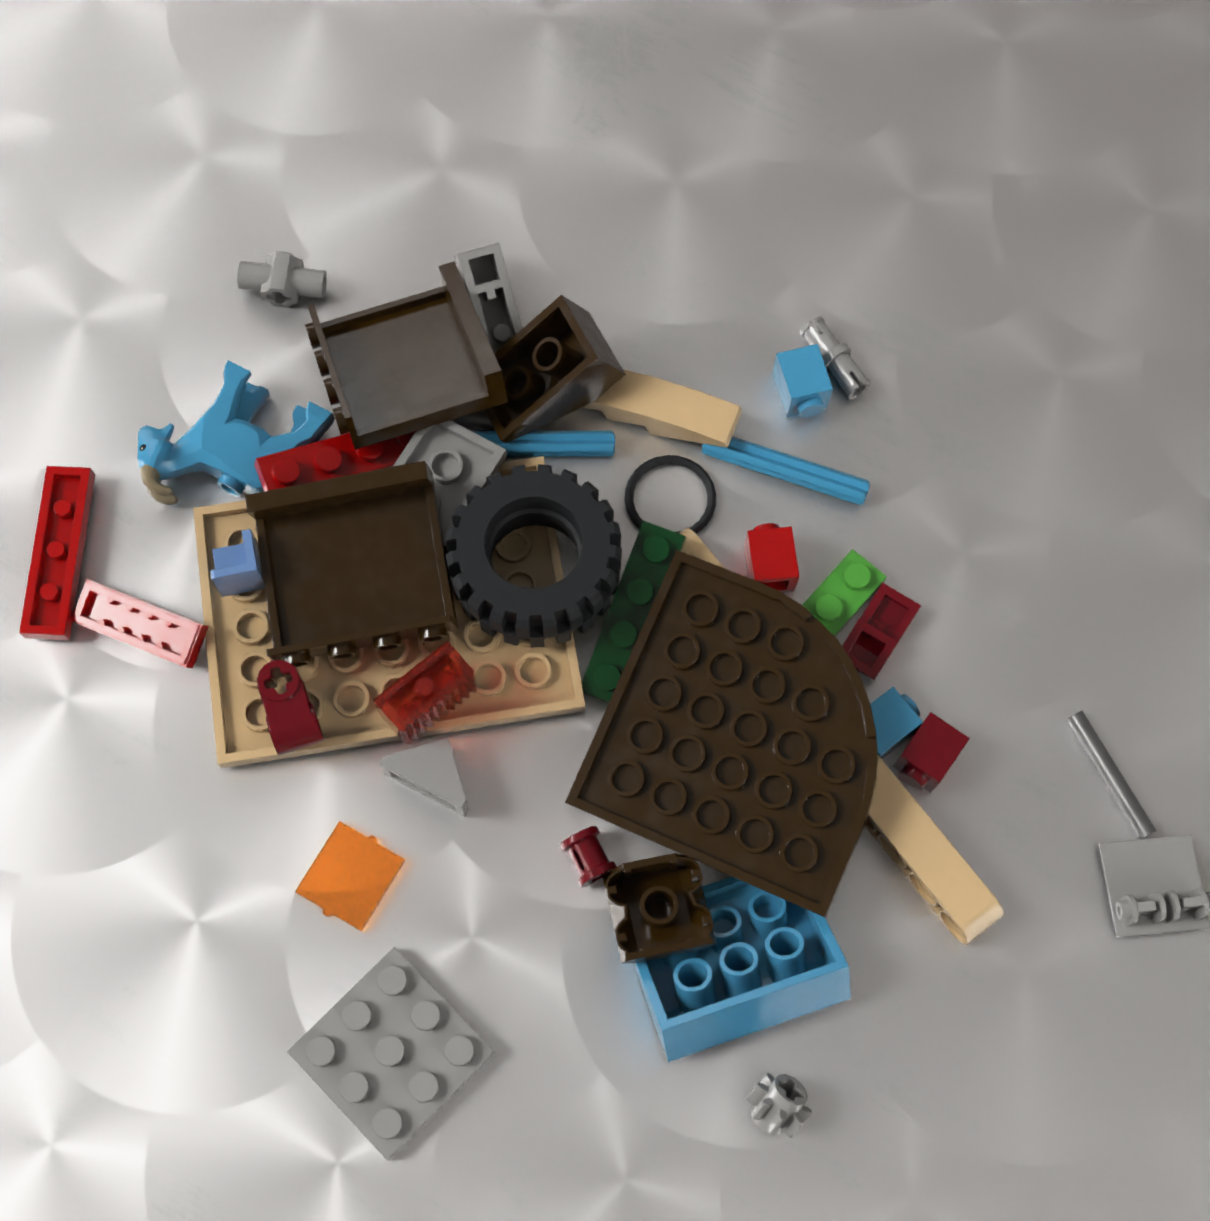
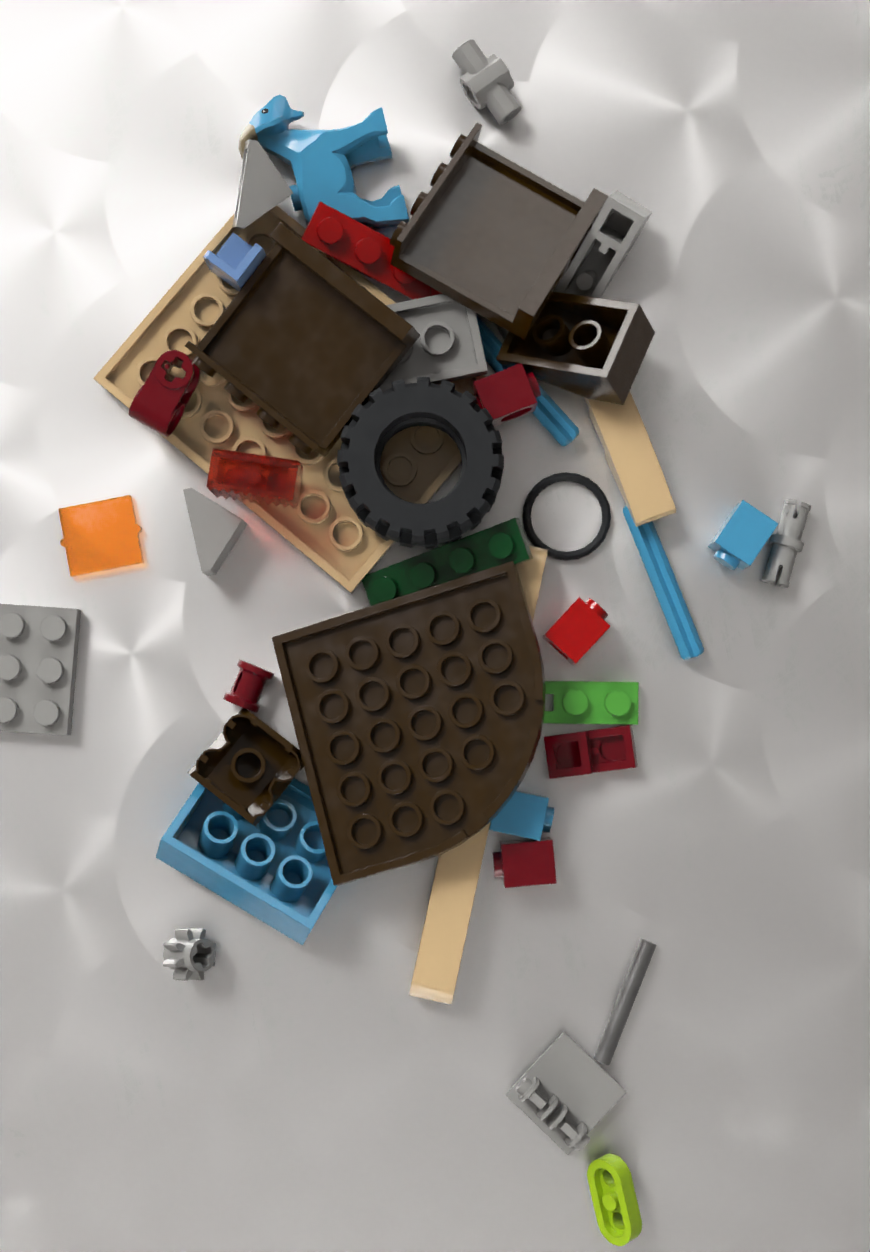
camera: 55 degrees right, 15 degrees up
(57, 553) = (144, 125): red plate -> none
(139, 623) = (143, 231): plate -> none
(196, 495) = (259, 186): none -> light grey slope
(539, 443) = (507, 394): none -> dark red brick

